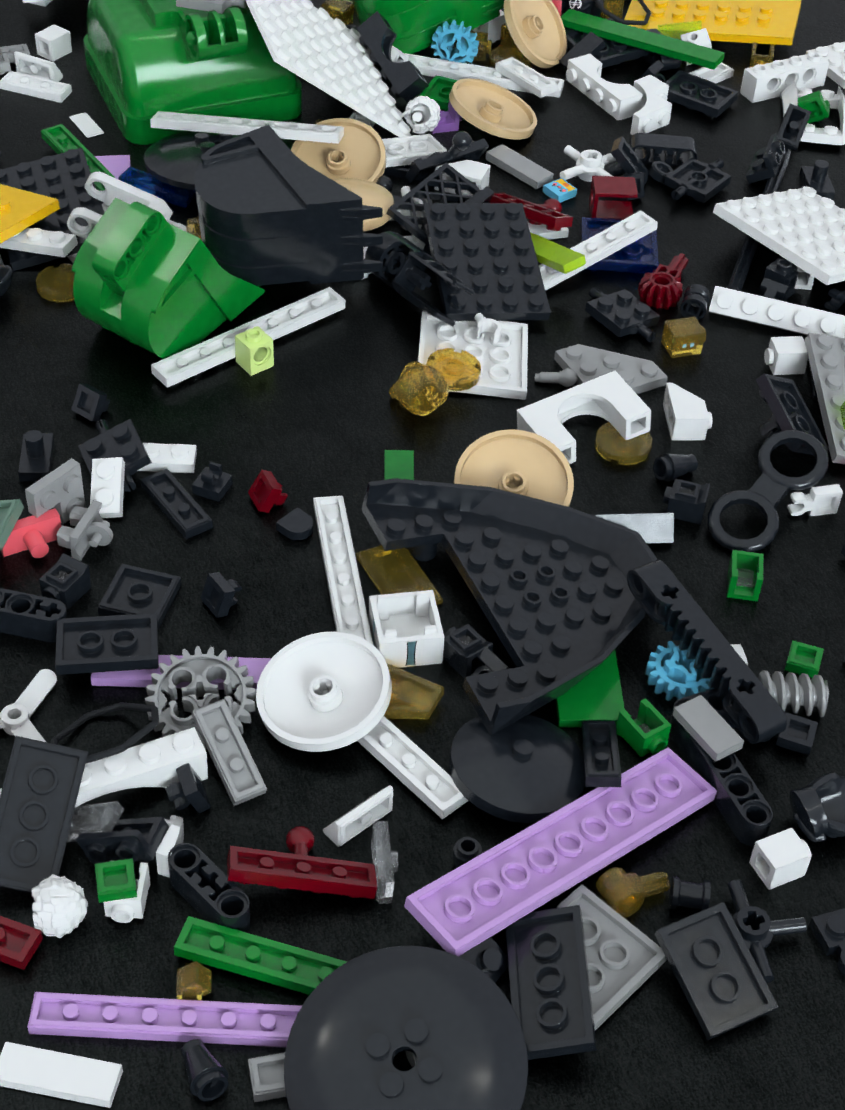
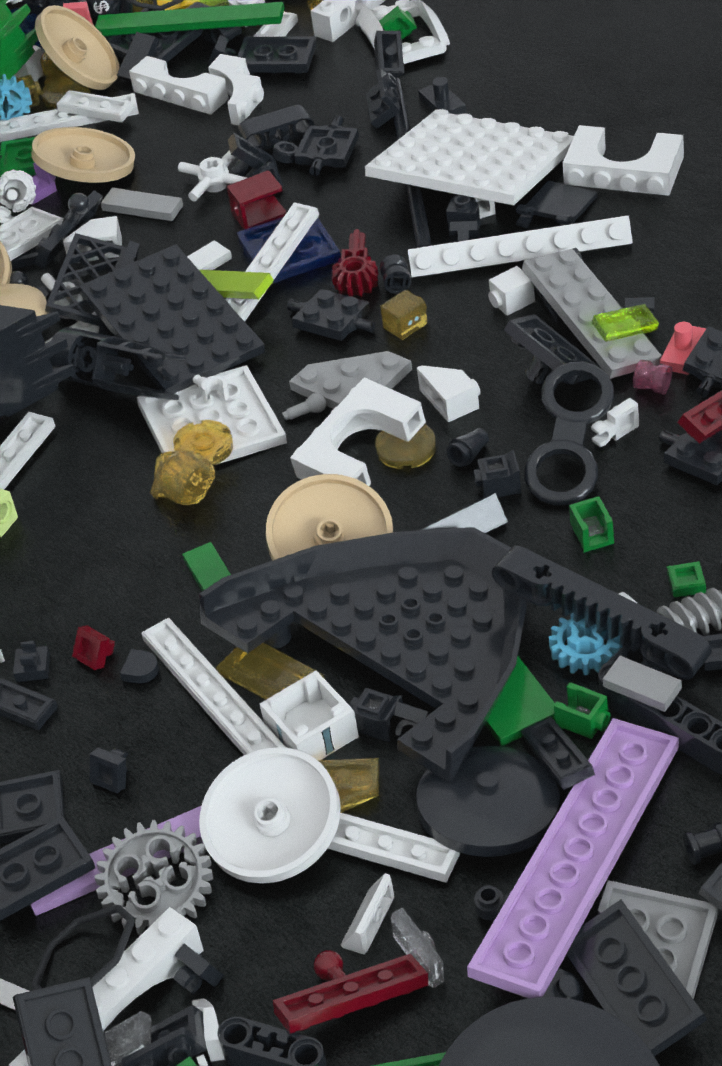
camera: 15 degrees left, 0 degrees up
(229, 752) = (213, 915): light grey tile -> none
(539, 214) = (195, 246): dark red plate -> none
(560, 190) = (197, 213): medium azure tile -> none
(627, 891) = (651, 866): clear yellow axle -> none

